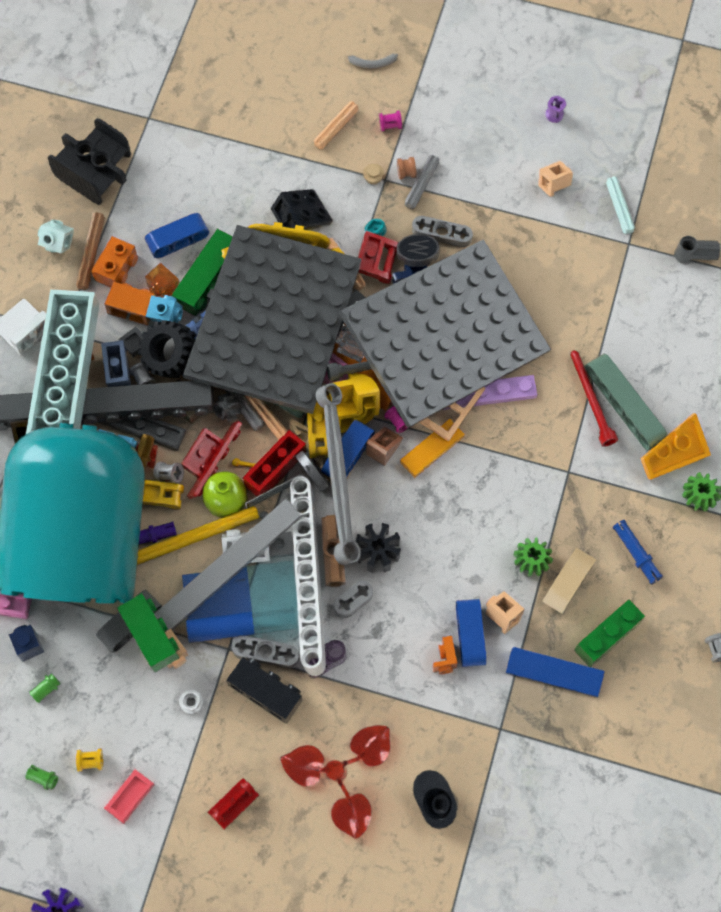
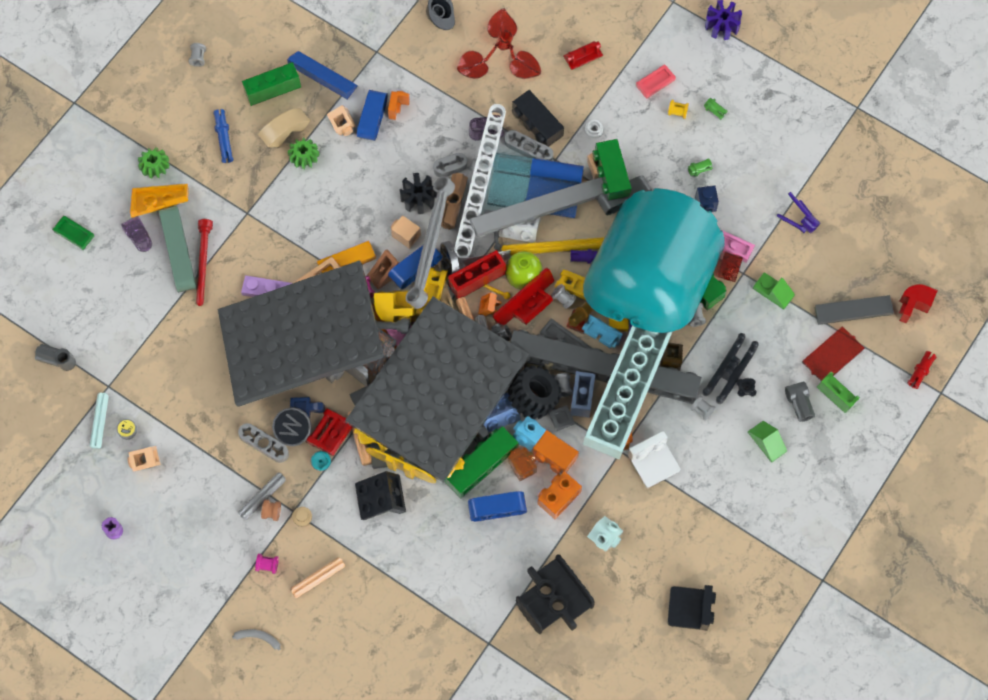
camera: 160 degrees left, 0 degrees up
(90, 251) = (577, 517): medium nougat axle -> none
(252, 439) = (488, 304): none -> orange tile
(376, 496) = (405, 231): none -> light nougat brick
(588, 205) = (126, 429): none -> tile
(680, 405) = (137, 233): none -> clear purple piece

